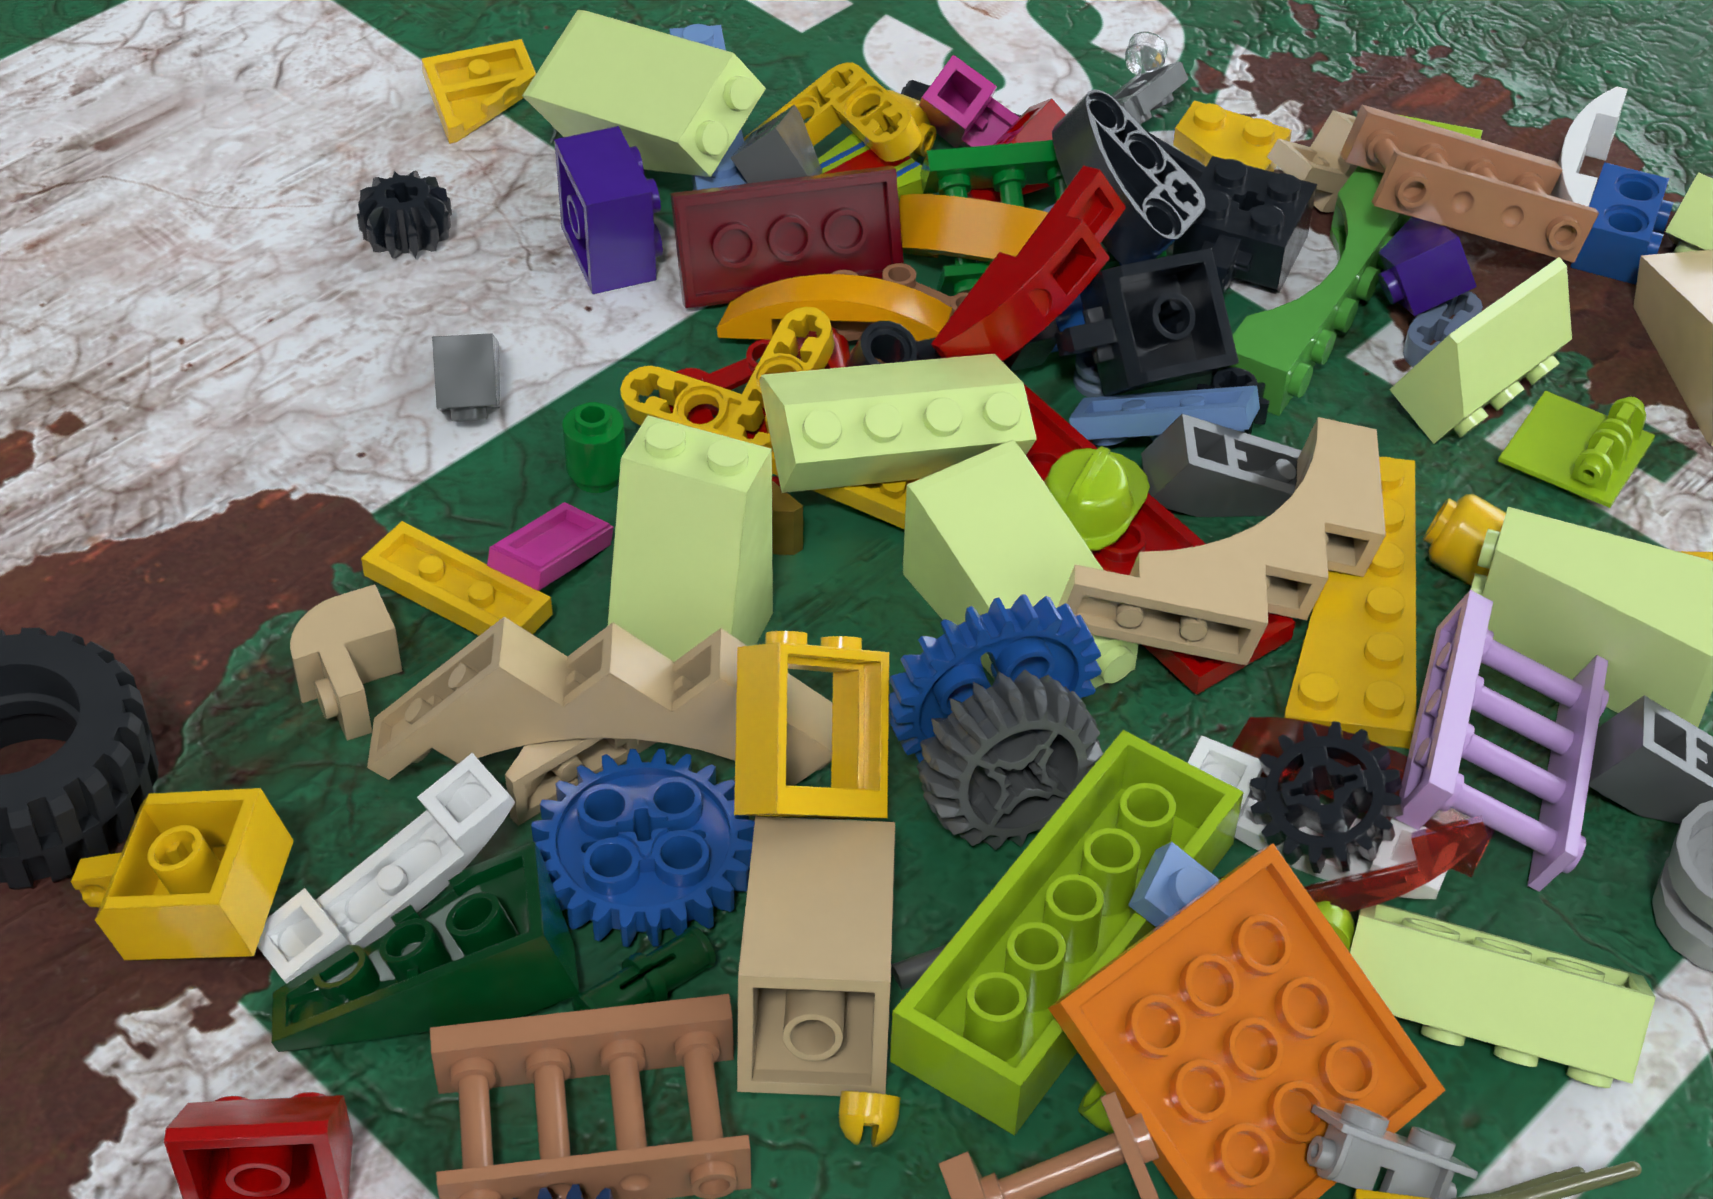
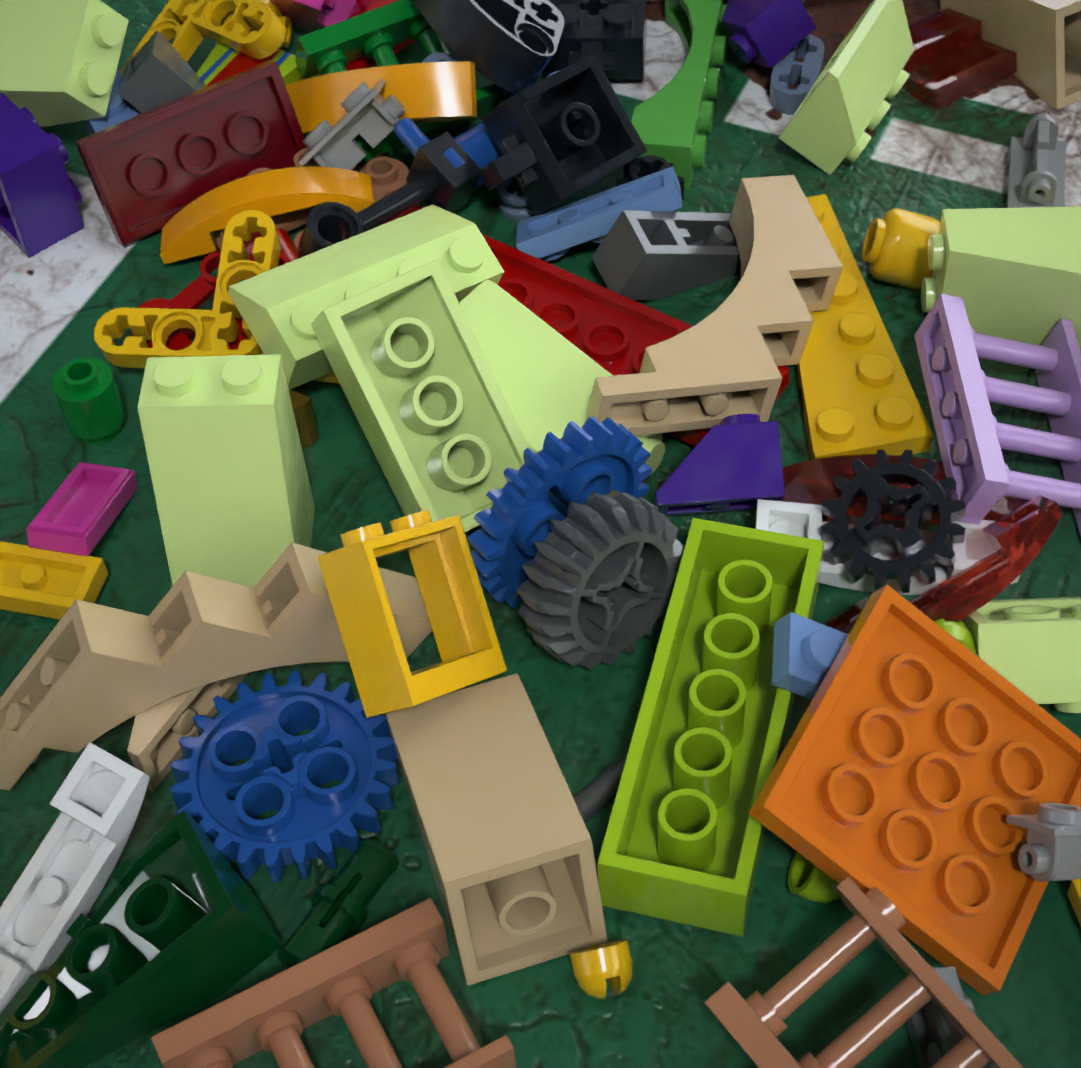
camera: 15 degrees left, 5 degrees up
(904, 526) = (423, 393): none -> yellowish green slope
(967, 247) = (365, 115): none -> light grey hinge
(1029, 291) = (445, 137): red slope -> none
(1098, 493) = (573, 302): lime piece -> none
(1179, 698) = (727, 470): none -> dark purple slope
(1581, 446) = (955, 141): lime hinge -> none
(1616, 358) = (953, 58): none -> clear red slope
(1657, 498) = (1037, 166): none -> light grey hinge

